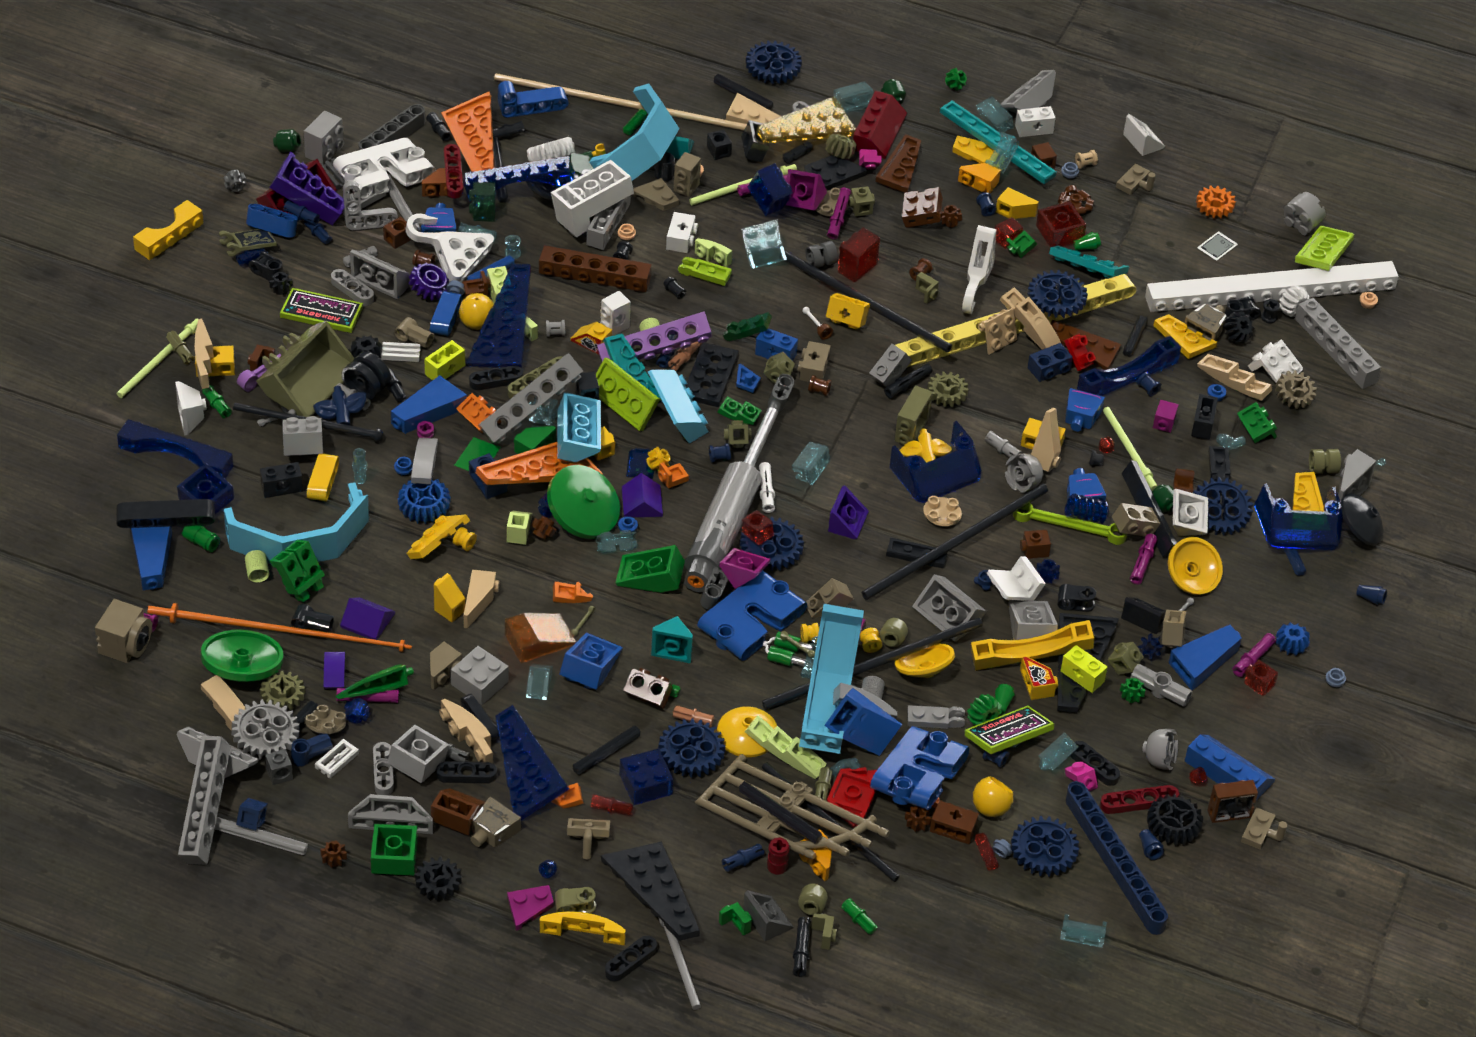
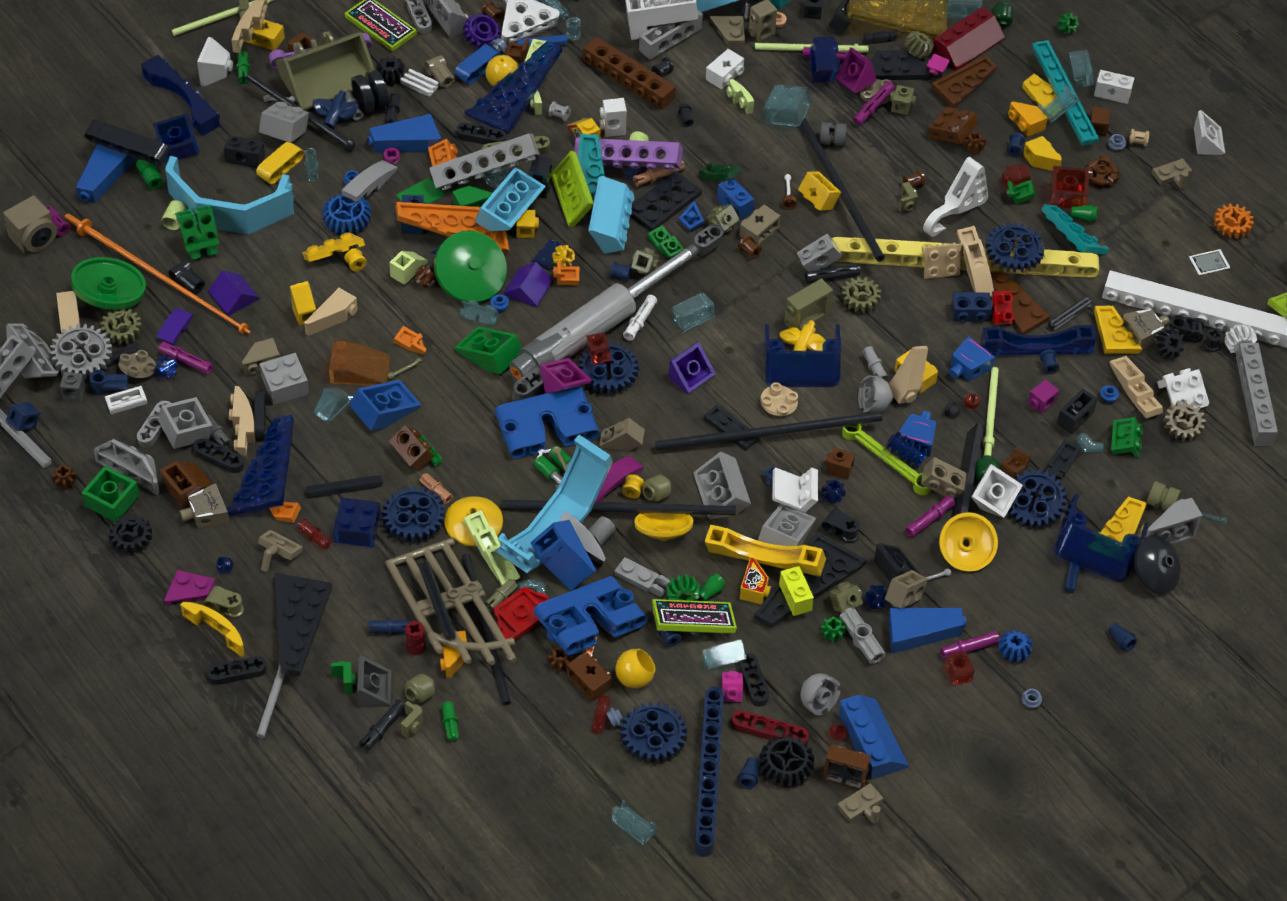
camera: 30 degrees right, 5 degrees up
(381, 681) = (197, 350): green piece -> none
(445, 361) = (444, 104): neon yellow brick -> none
(626, 232) = (680, 51): light nougat plate -> none
(672, 641) = (457, 415): teal slope -> none
(705, 270) = (723, 110): lime hinge -> none
(858, 254) = (863, 145): clear red brick -> none
(1032, 93) = (1127, 61): light grey wedge -> none

